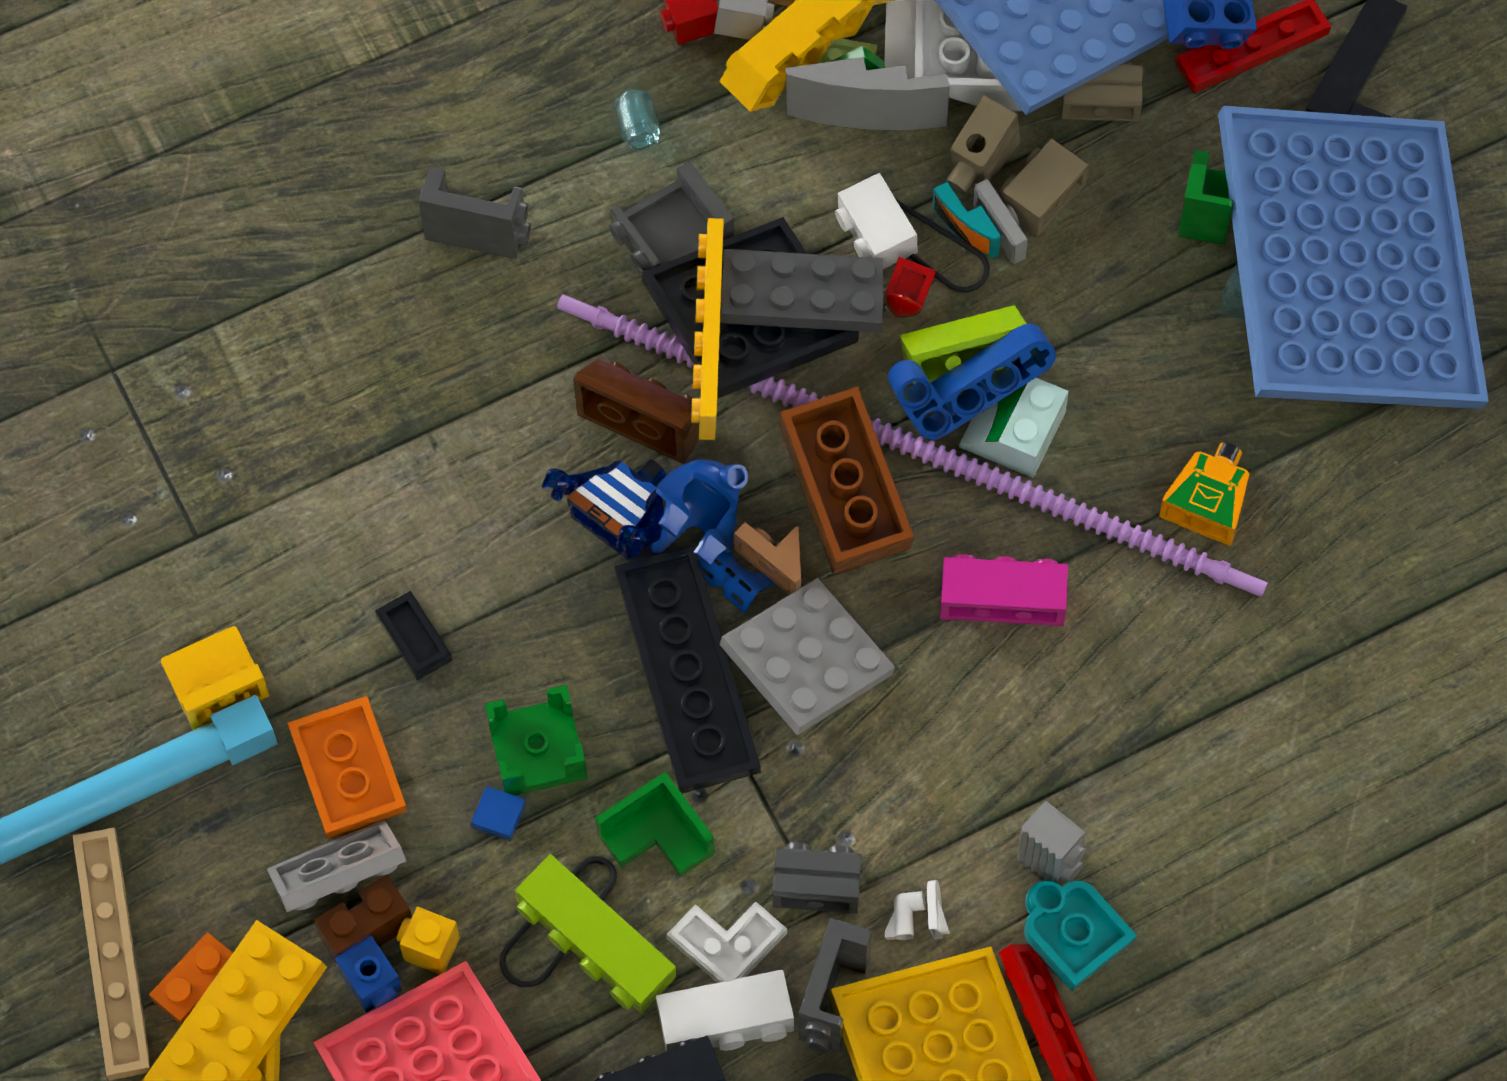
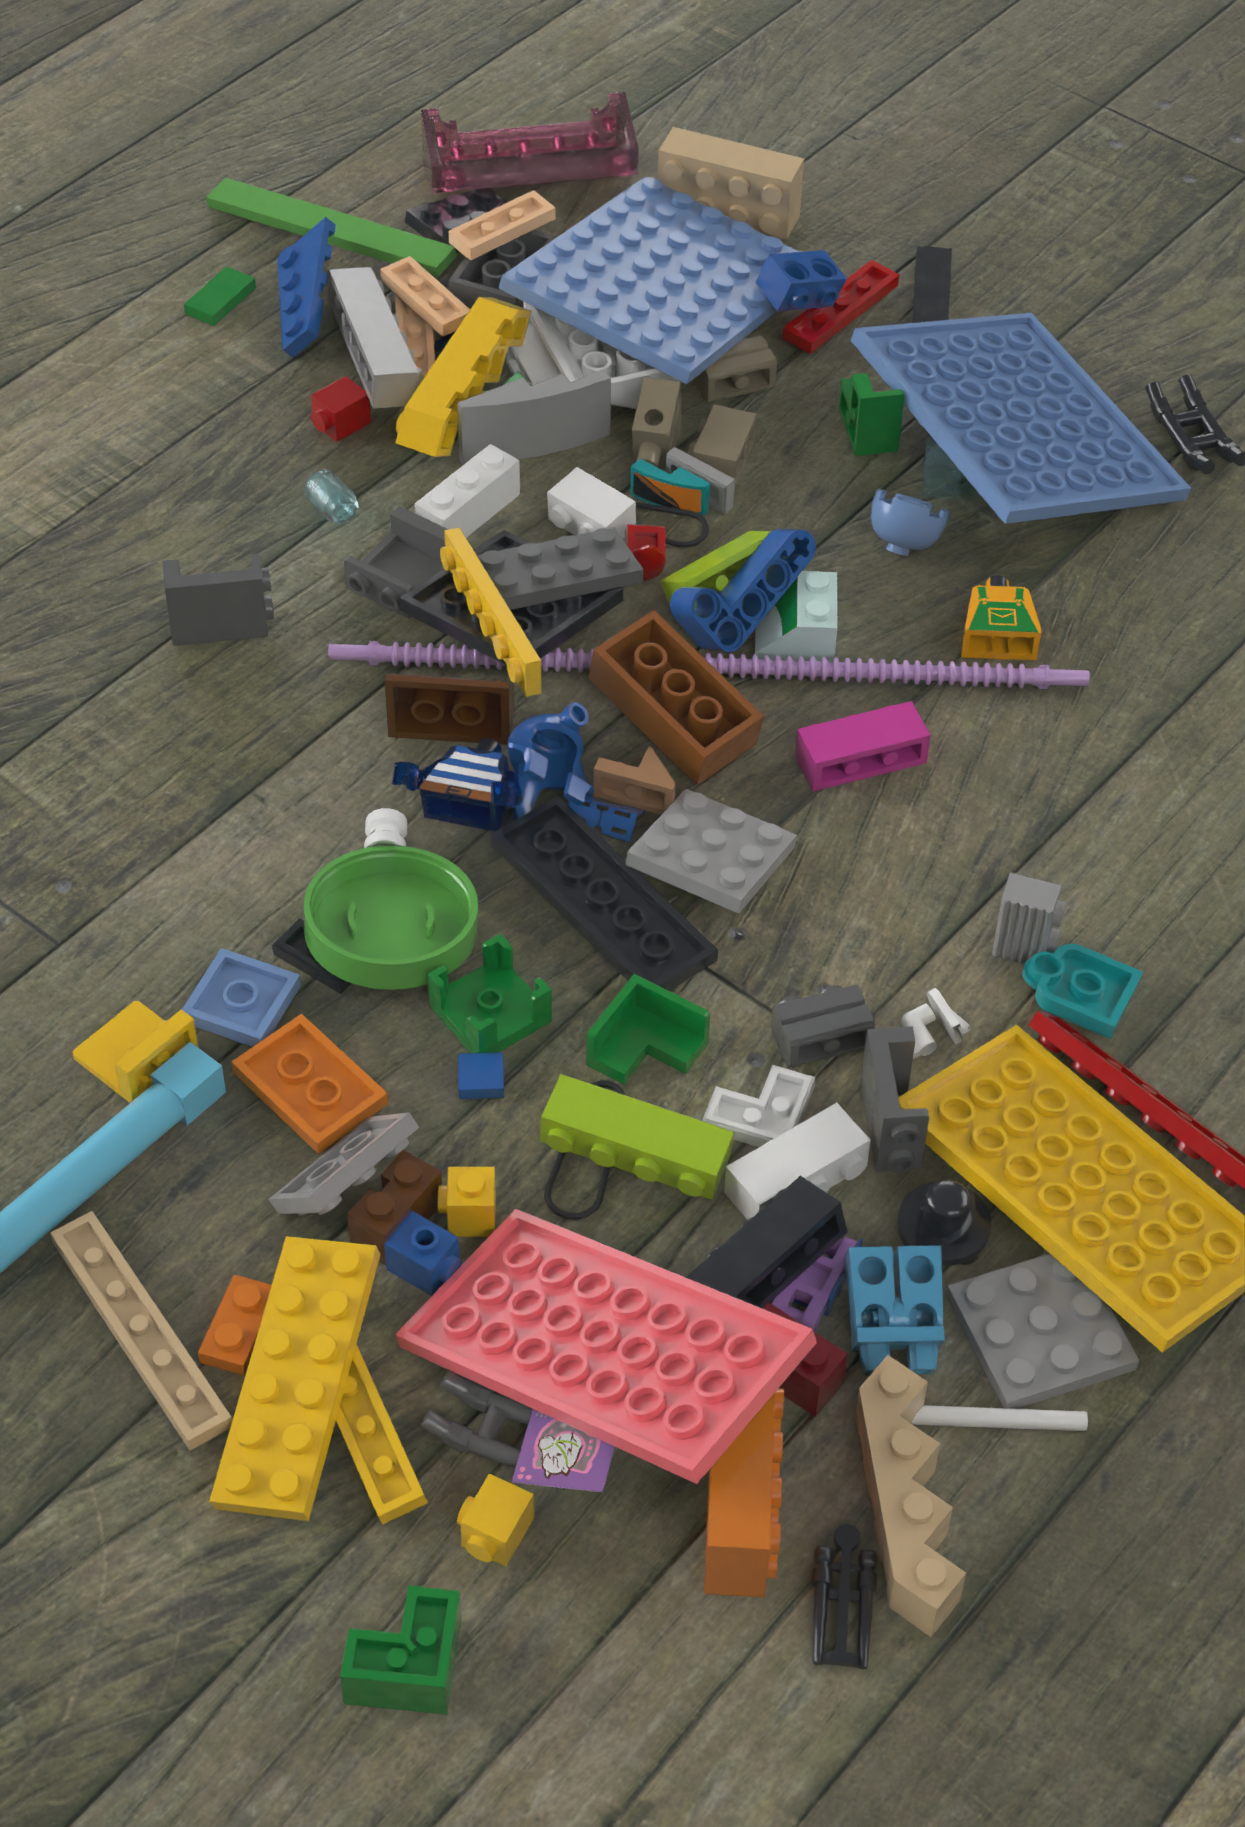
camera: 25 degrees left, 15 degrees down
(324, 657) = (241, 997): none -> medium blue plate
(486, 623) = (390, 916): none -> bright green piece
(521, 531) = (385, 828): none -> white wheel
(766, 166) = (473, 492): none -> white brick
(1176, 345) = (906, 522): none -> medium blue cylinder

